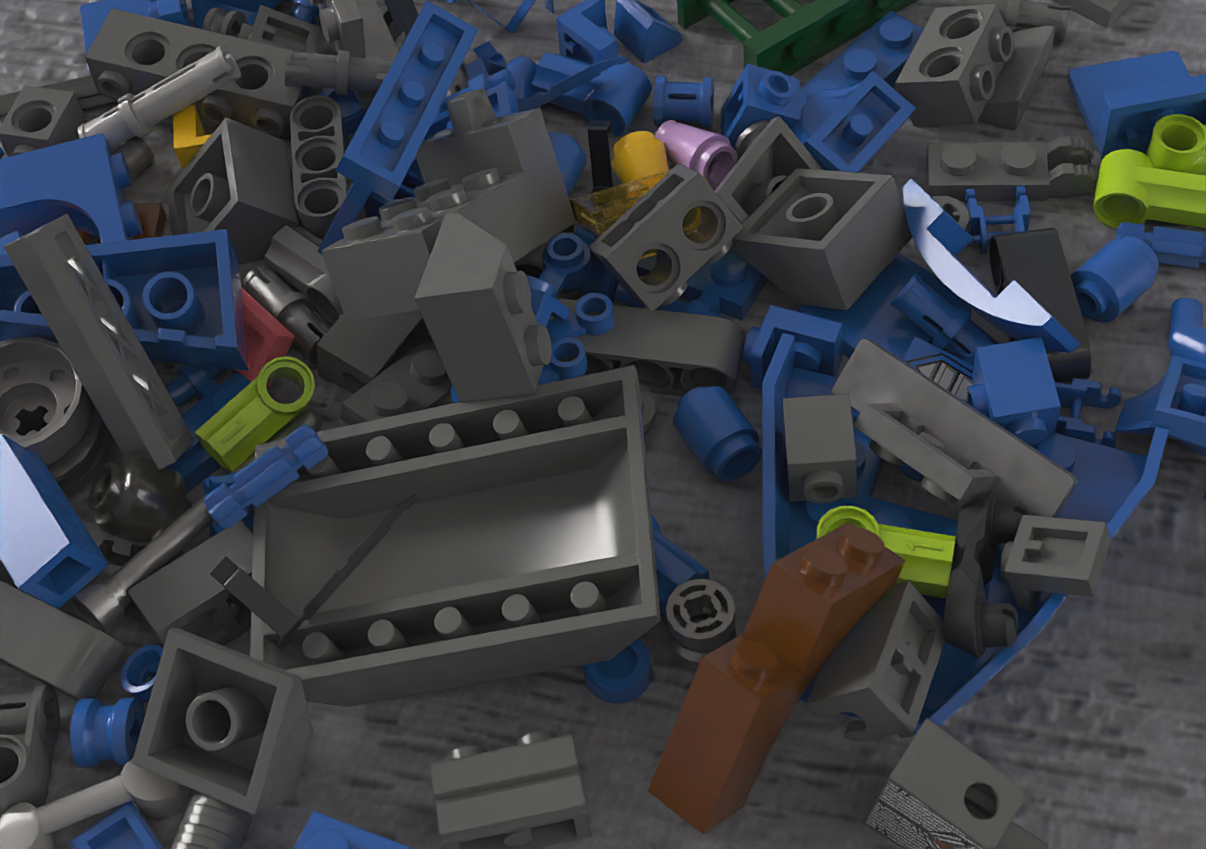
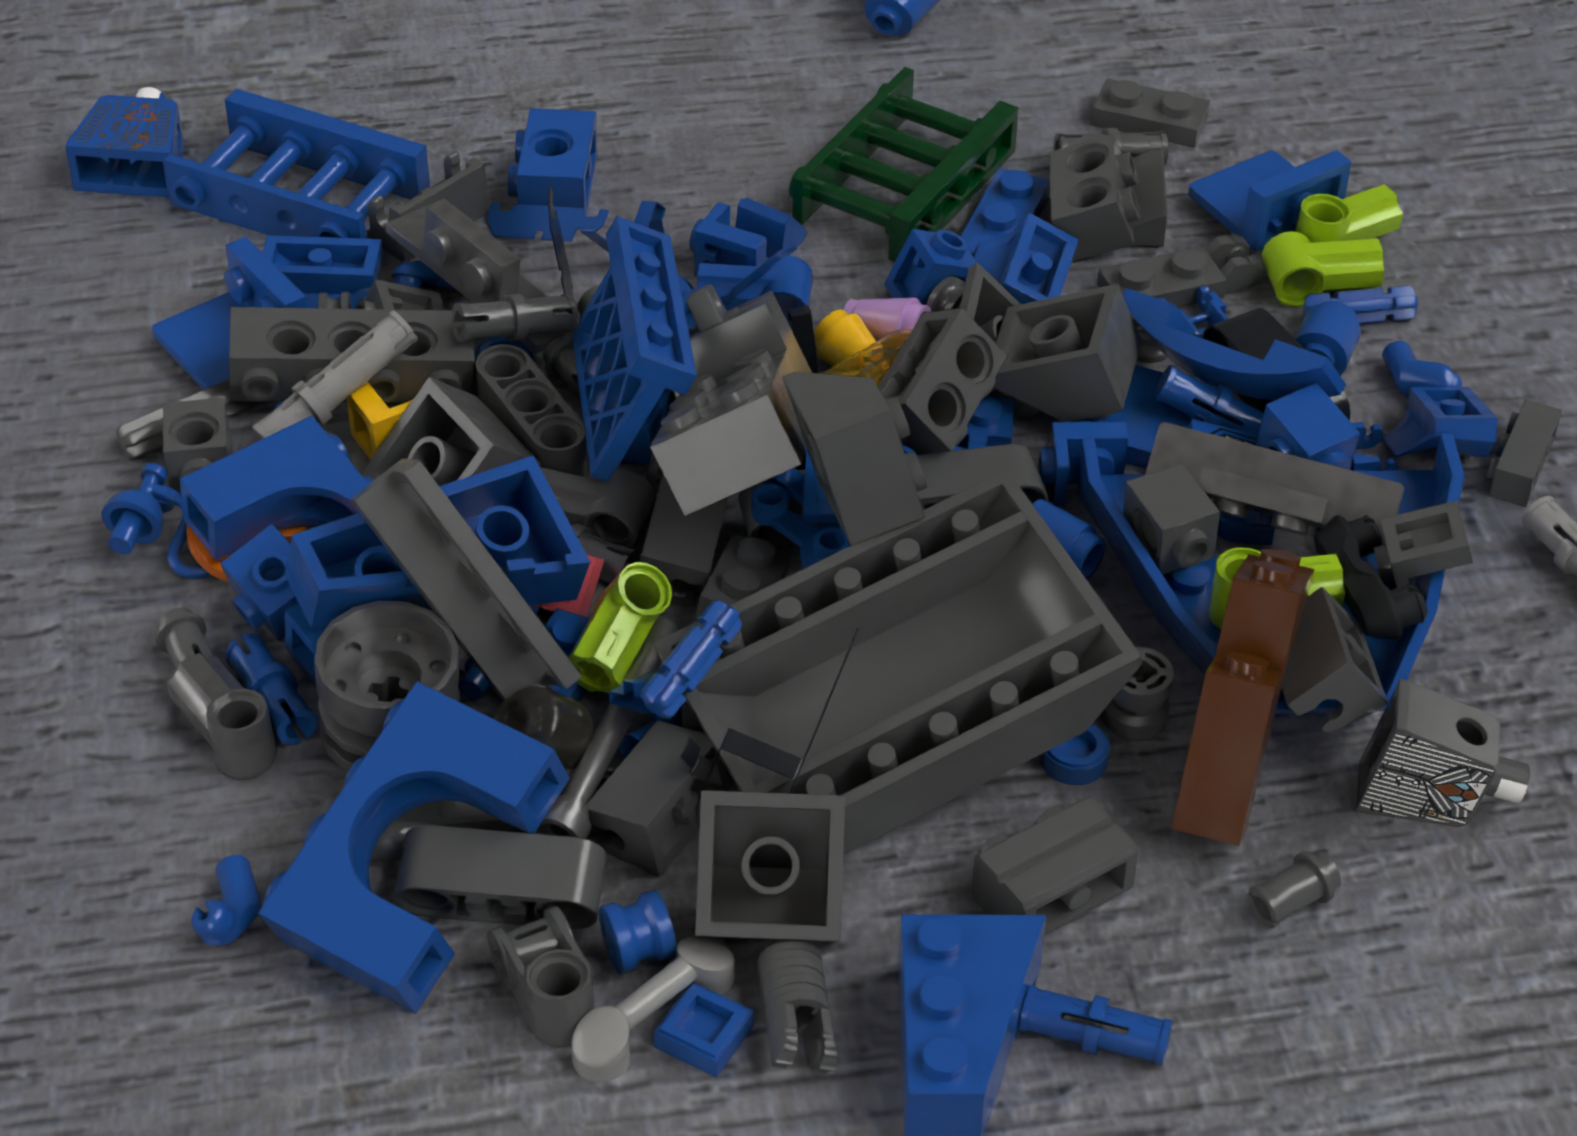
camera: 30 degrees left, 10 degrees down
(138, 667) = (644, 870): blue hinge -> none
(683, 101) = (851, 281): blue bush -> none

